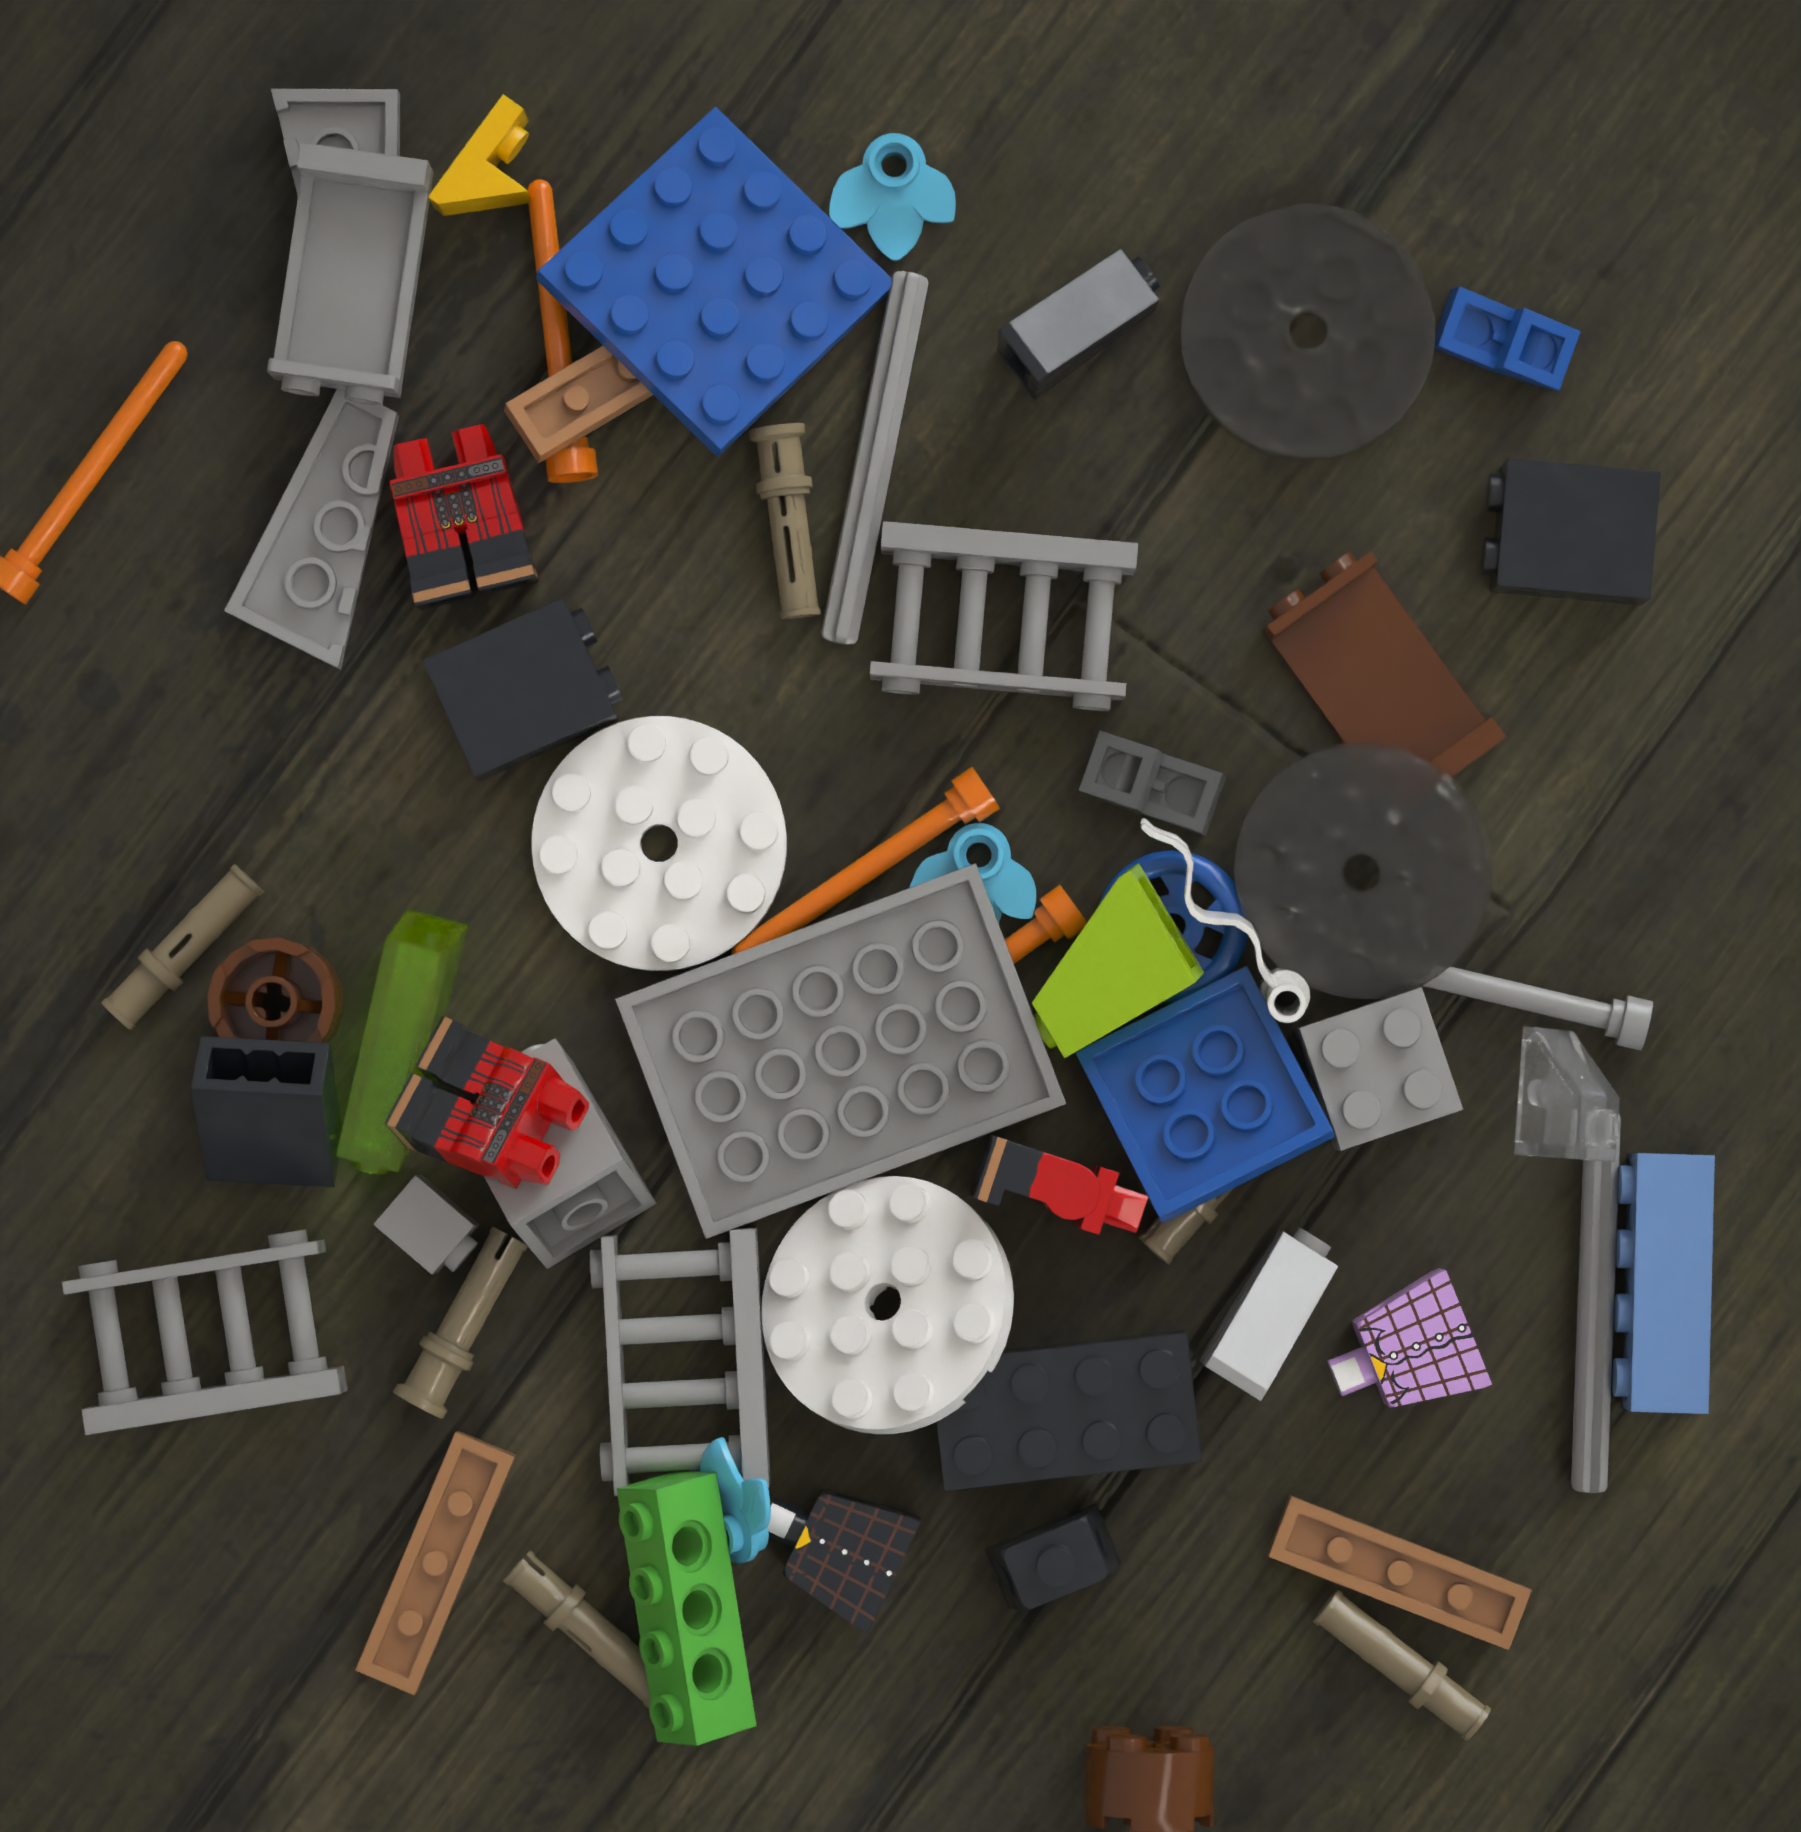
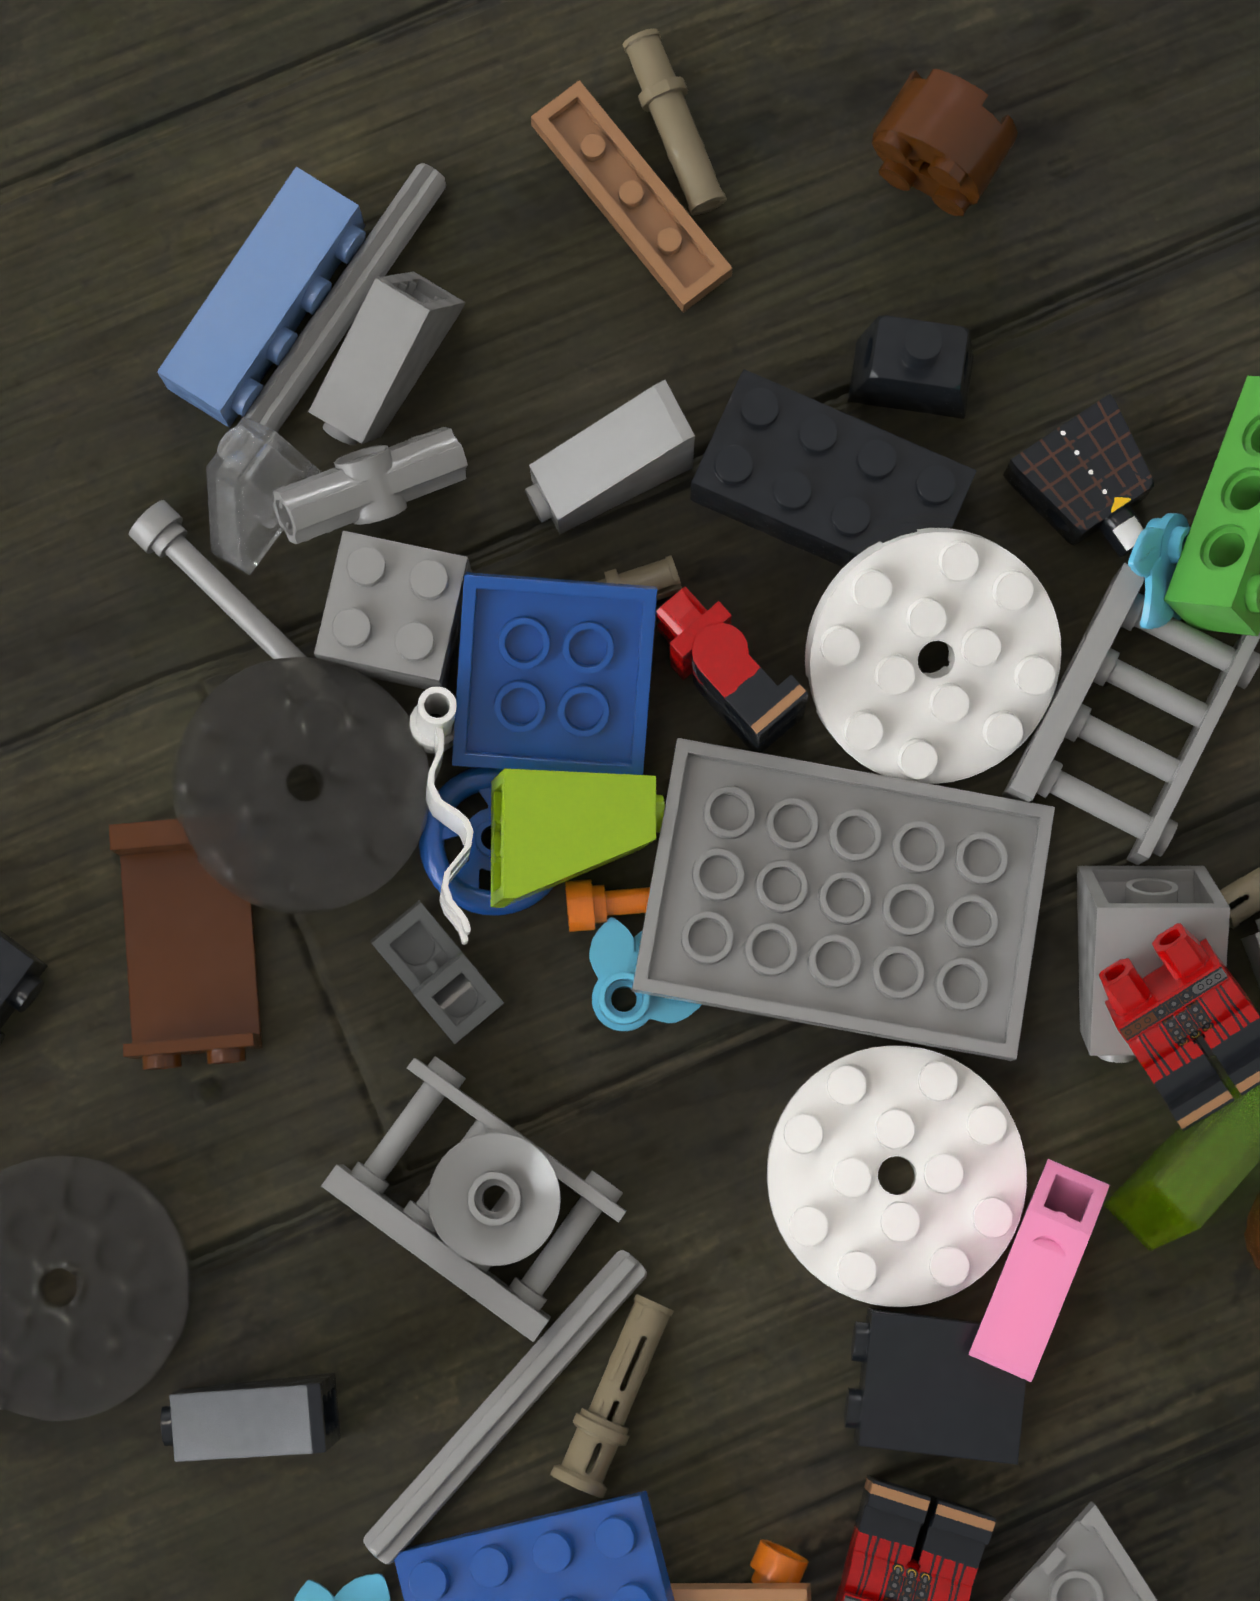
camera: 150 degrees left, 5 degrees down
(496, 830) = (1039, 1270): none -> bright pink slope
(964, 802) = (608, 1051): orange piece -> none
(990, 584) = (459, 1206): none -> light grey dish
(1413, 1346) = (506, 368): lavender torso -> none
(1466, 1167) = (370, 485): none -> light grey piece
(1526, 1293) = (383, 355): none -> light grey slope

